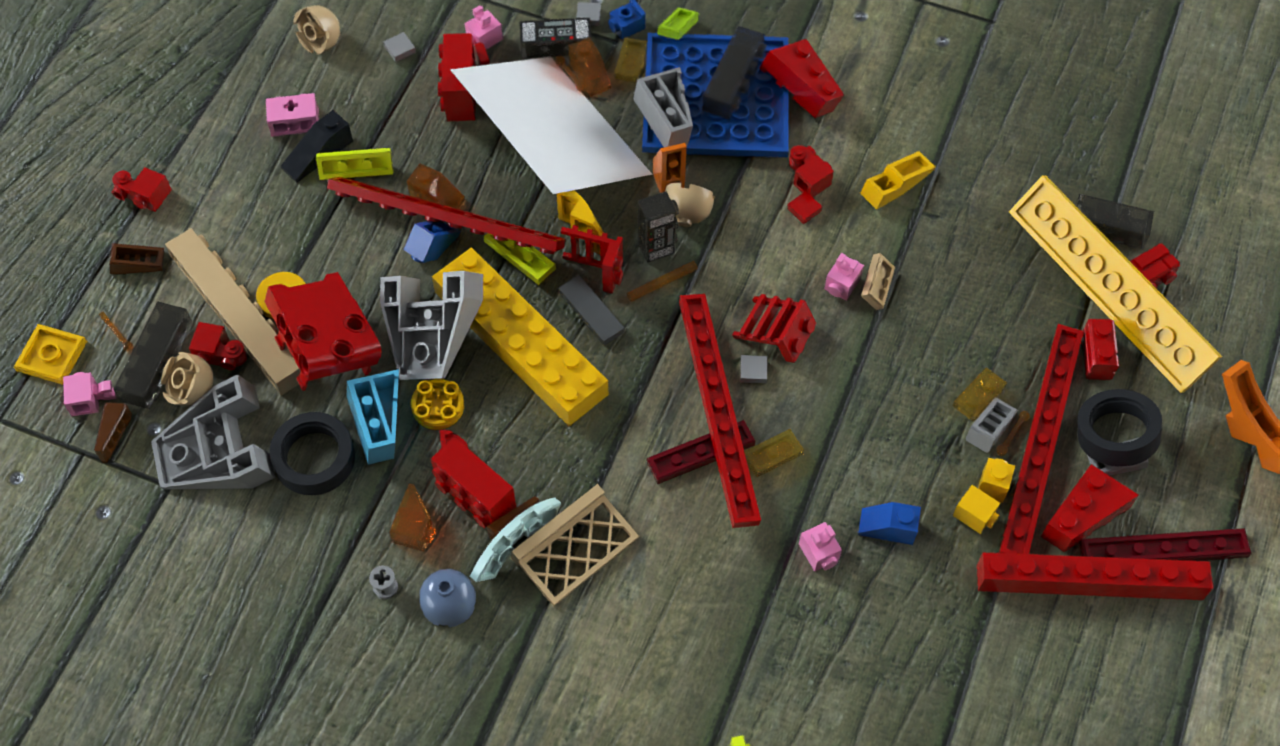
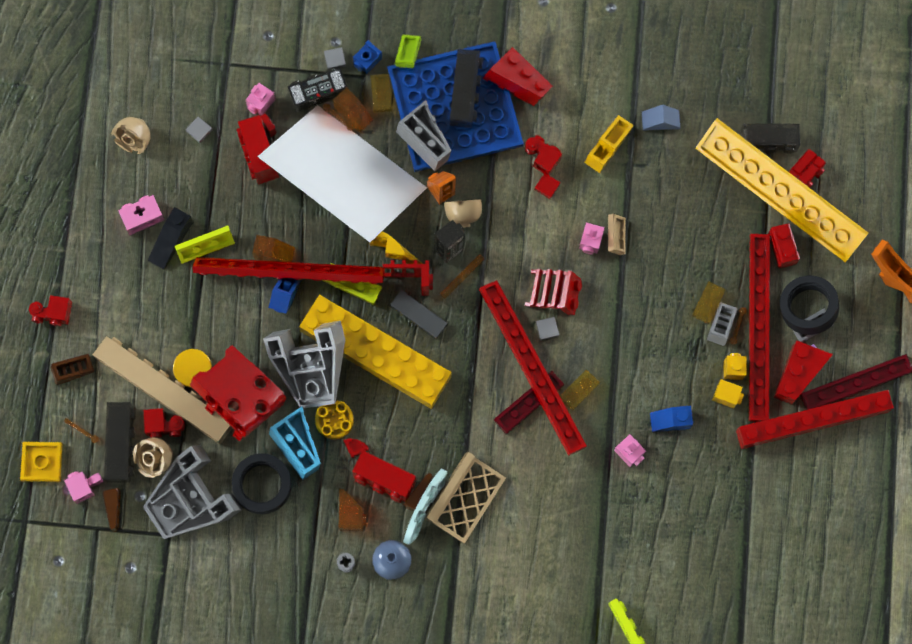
camera: 20 degrees left, 15 degrees up
(973, 167) = (660, 118): none -> sand blue slope

